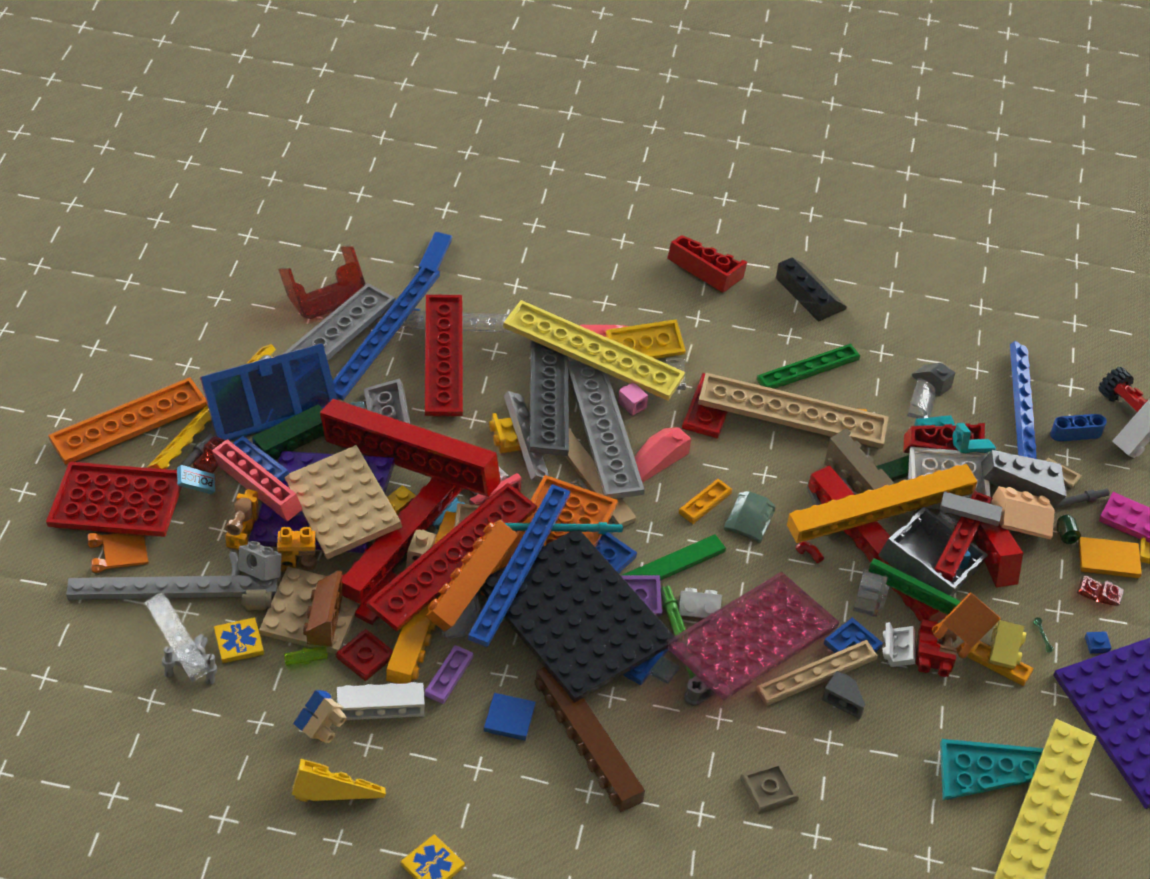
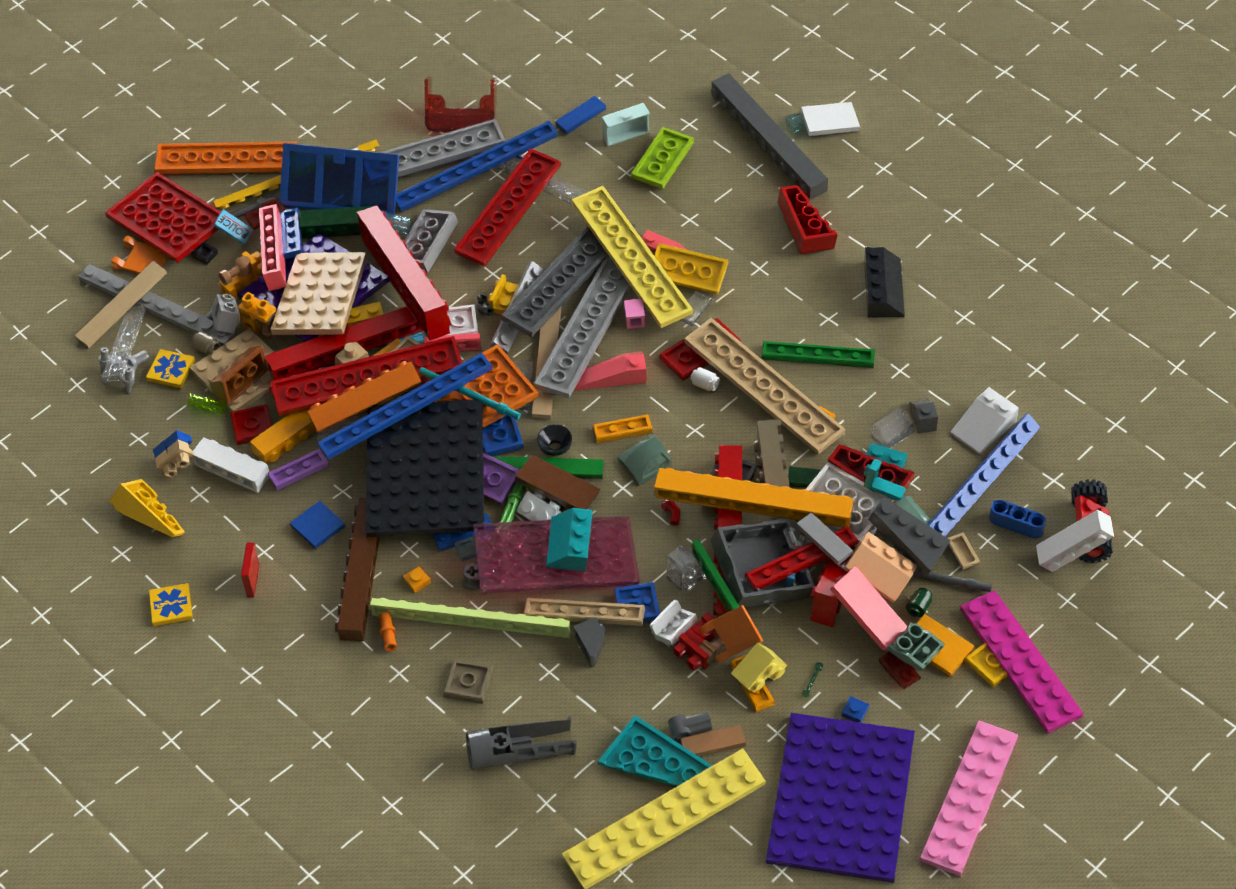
camera: 40 degrees right, 5 degrees up
(139, 601) = (120, 304): none -> tan tile
(181, 518) = (205, 253): none -> black tile
(488, 243) = (625, 124): none -> light aqua container
(489, 445) = (483, 306): none -> pearl dark grey arm
(491, 788) = (250, 569): none -> red tile
(540, 260) = (662, 158): none -> lime plate
(612, 206) = (769, 136): none -> dark grey brick
(624, 188) = (795, 122): none -> clear light blue tile
(644, 720) = (416, 579): none -> light orange plate
(650, 175) = (830, 118): none -> white tile
(662, 531) = (554, 434): none -> black piece
(662, 780) = (387, 631): none -> orange pin
(699, 573) = (556, 484): none -> reddish brown tile
(724, 729) = (472, 618): none -> yellowish green plate
(740, 427) = (705, 379): none -> white brick
(762, 613) = (569, 540): none -> teal slope
(846, 834) = (513, 743): none -> dark grey piece
(985, 362) = (985, 421): none -> white slope
(986, 727) = (687, 726): none -> dark grey piece
(1018, 726) = (715, 741): none -> medium nougat tile
(1045, 551) = (869, 608): none -> tile
(1103, 564) = (916, 646): none -> sand green slope

